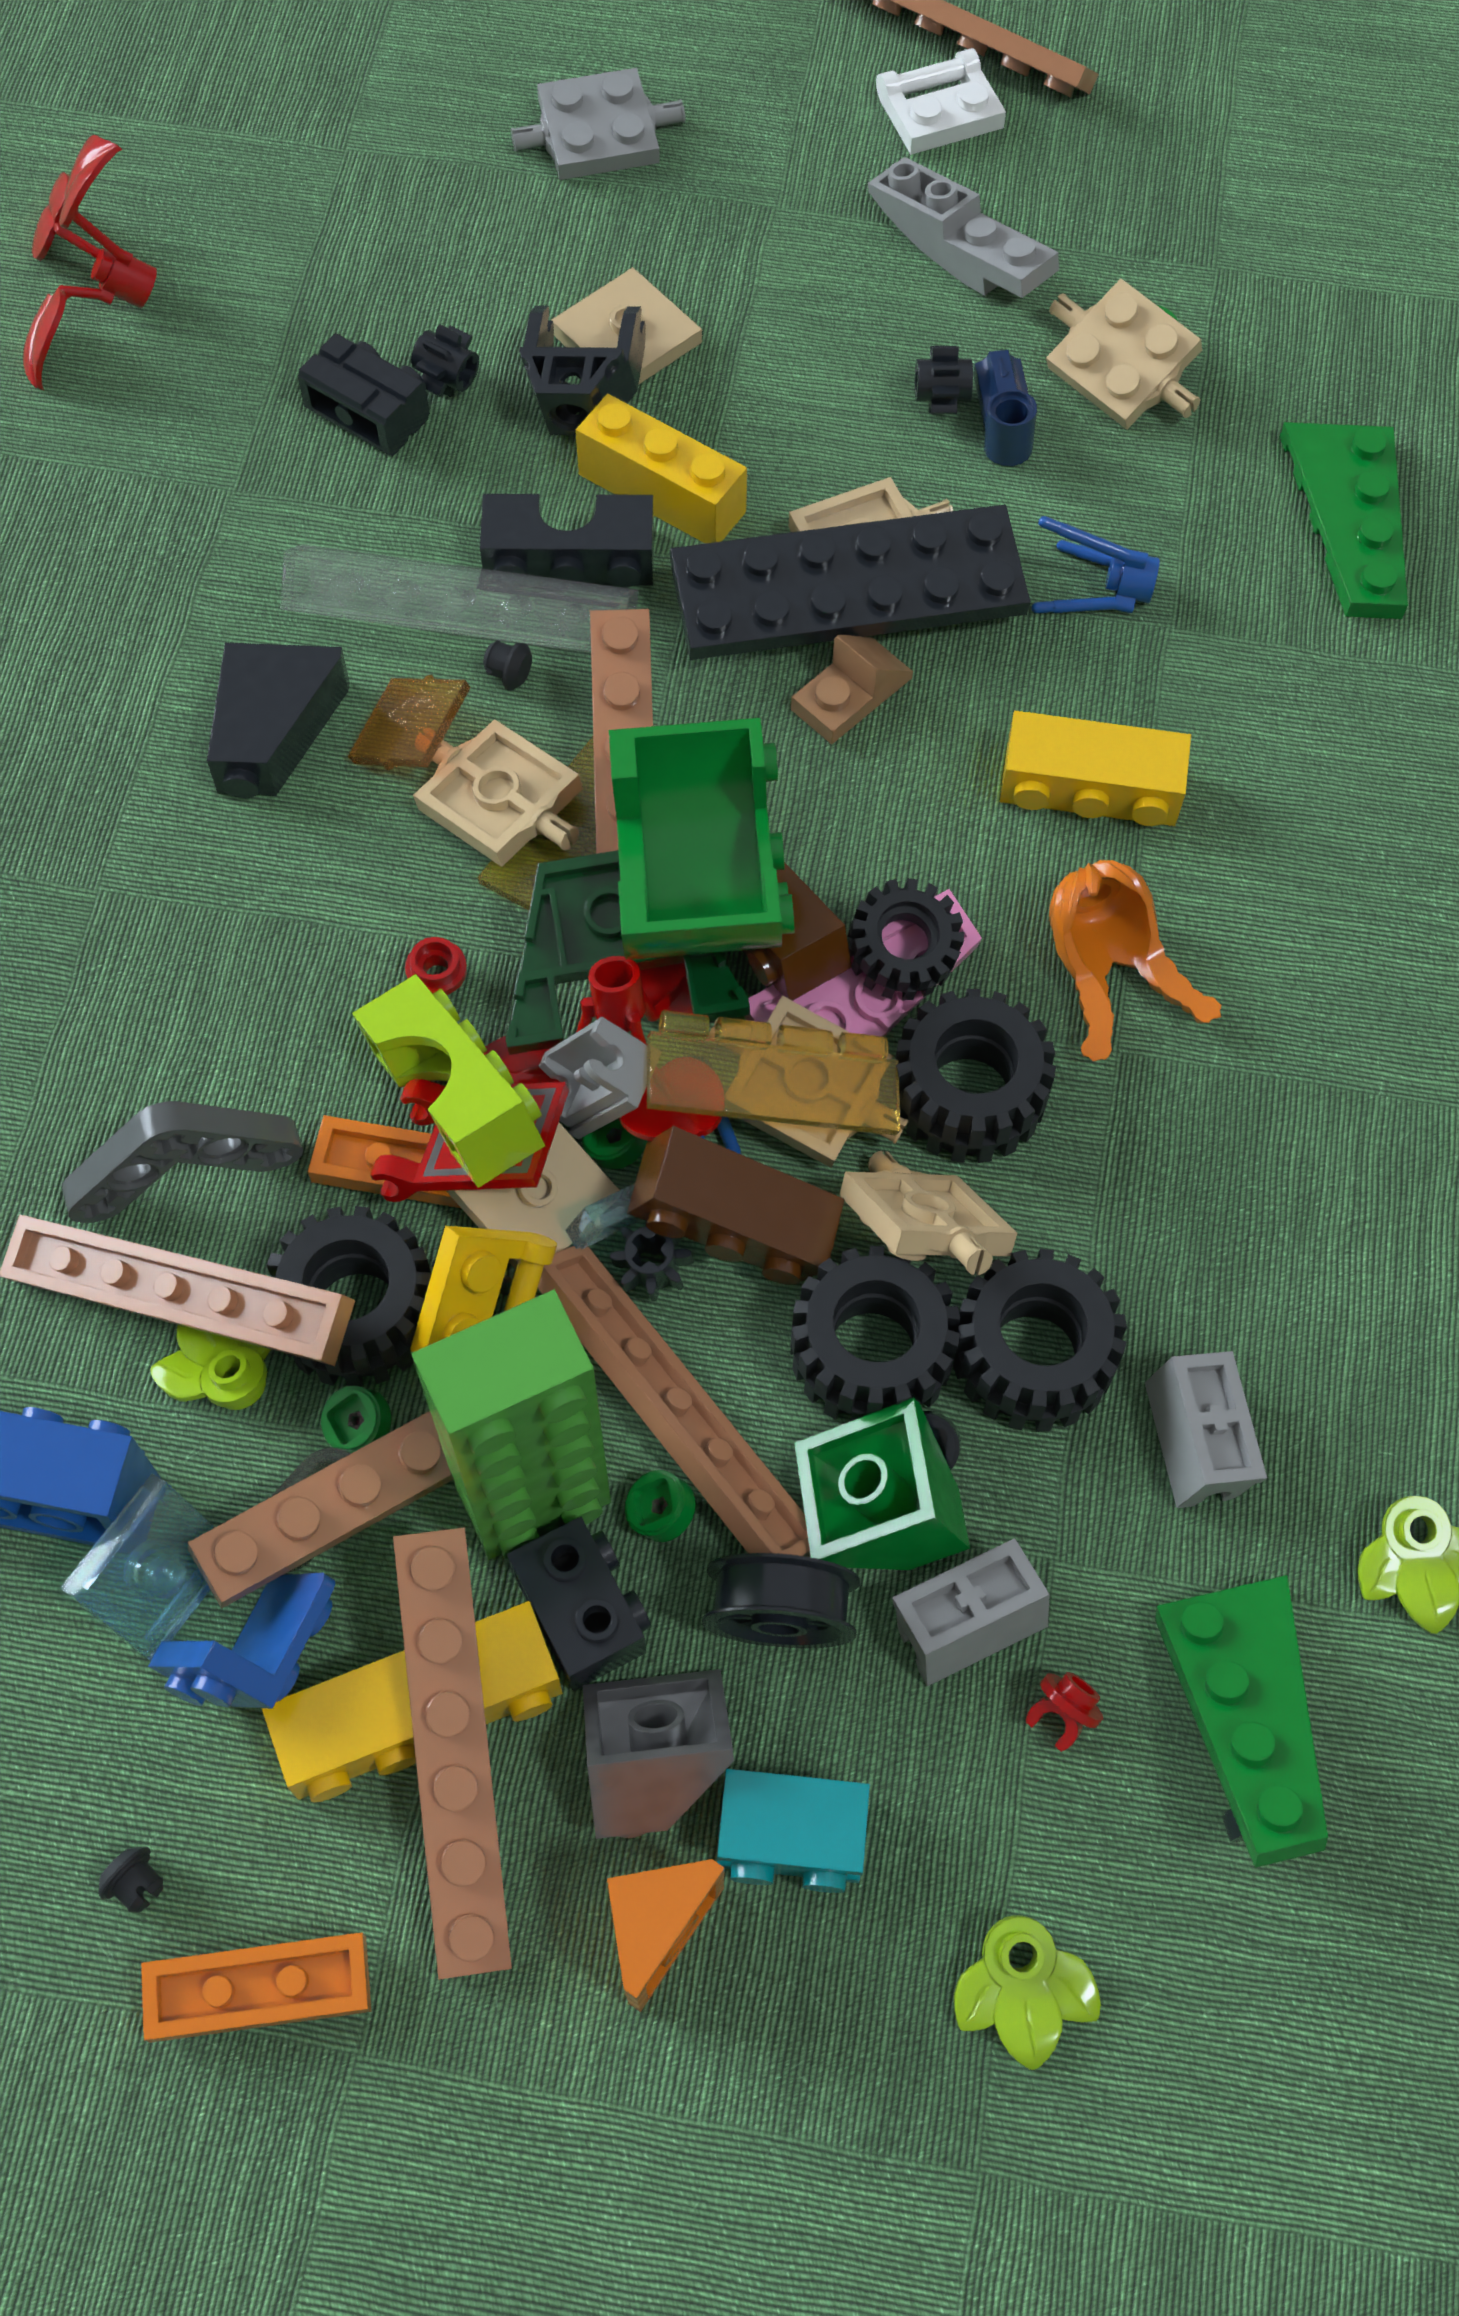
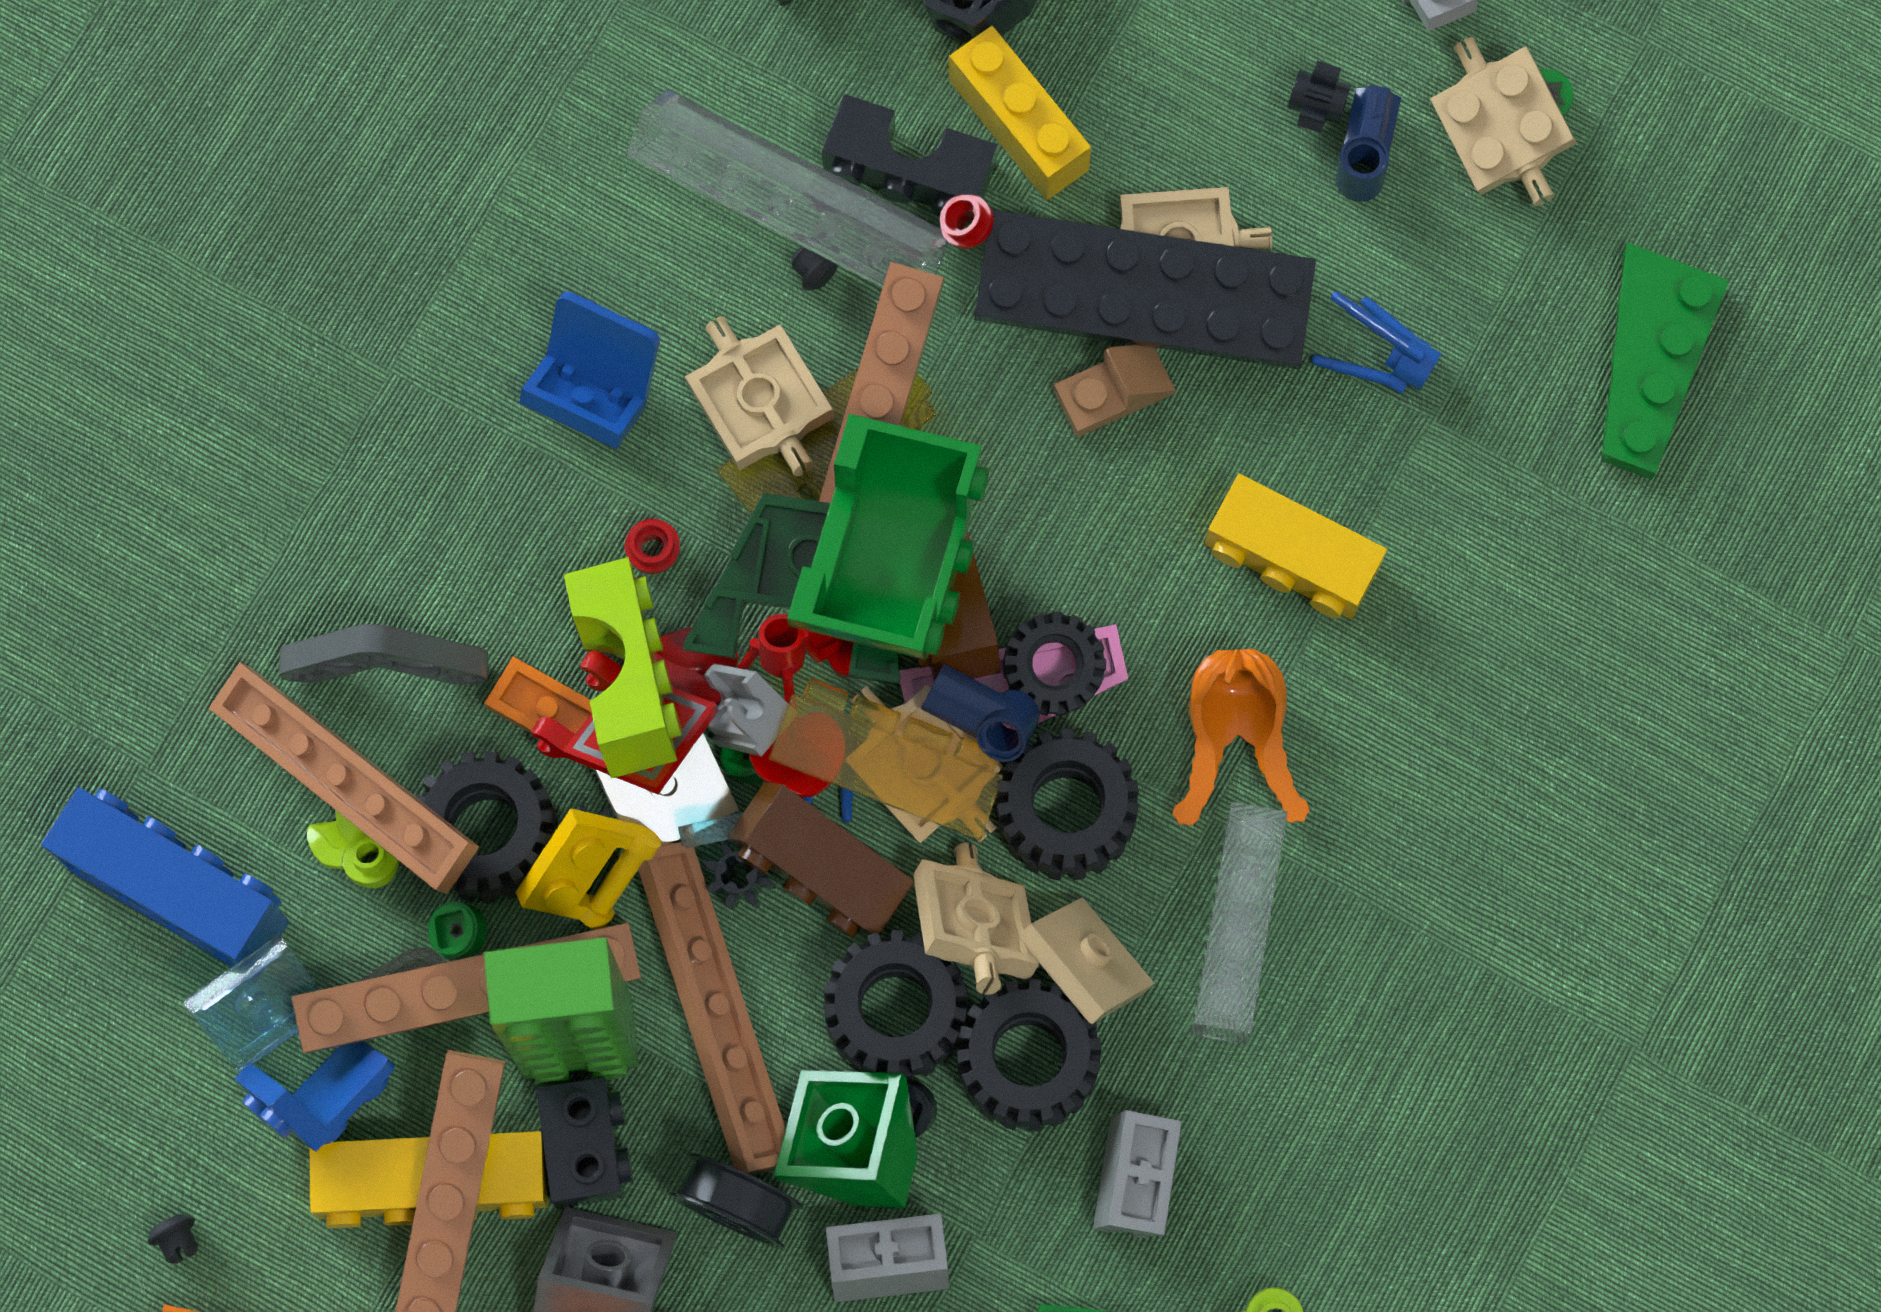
camera: 20 degrees right, 10 degrees up
(270, 712) = (587, 248): black slope -> none
(316, 807) = (593, 370): none -> blue bracket
(409, 722) = (705, 300): clear orange piece -> none
(649, 564) = (958, 212): none -> red plate
(660, 1506) = (674, 1085): green tile -> none
(843, 999) = (981, 710): none -> dark blue piece
(1059, 1220) = (1086, 960): none -> tan plate
(1199, 1138) = (1238, 923): none -> clear brick

